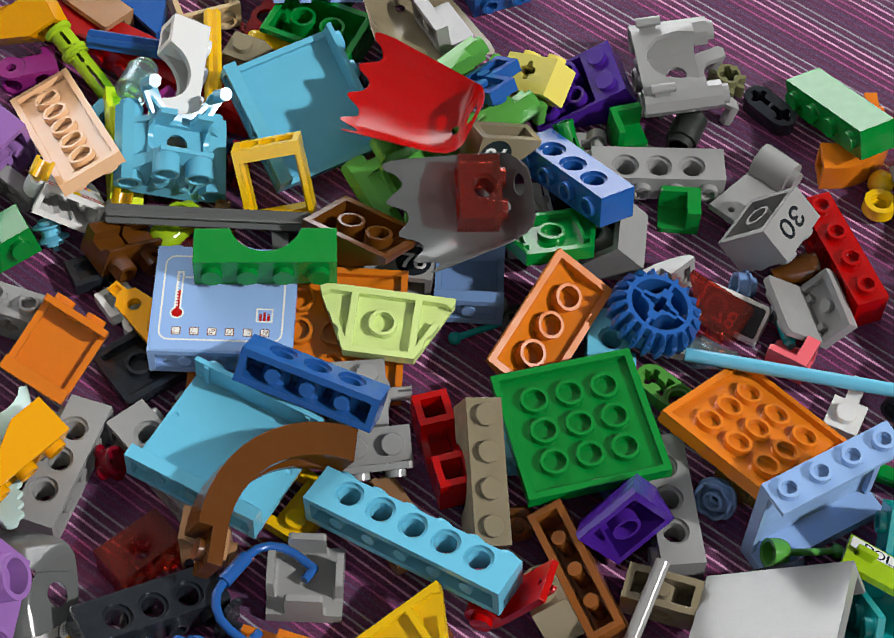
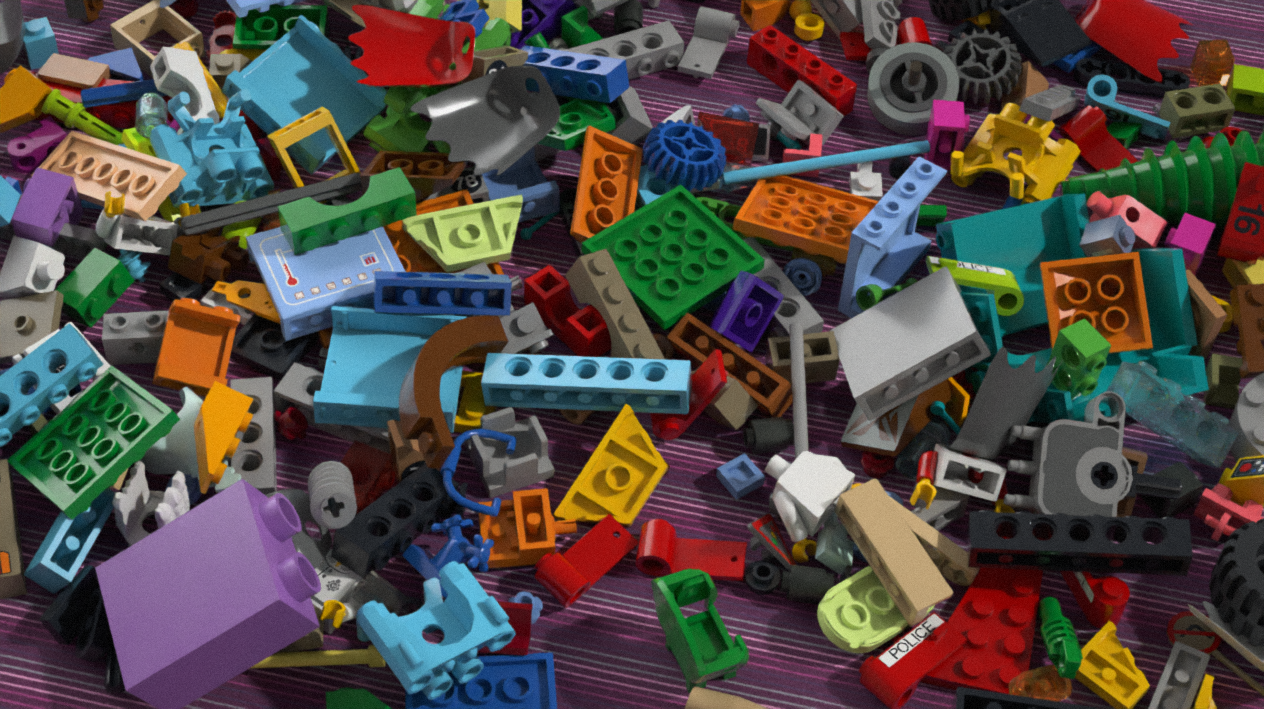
camera: 25 degrees left, 5 degrees down
(87, 565) = (332, 495): none -> light grey piece
(478, 212) = (507, 119): clear red brick -> none
(679, 209) = (655, 78): green panel -> none
(769, 230) = (739, 67): light grey brick -> none
(798, 270) = (774, 90): reddish brown cone -> none

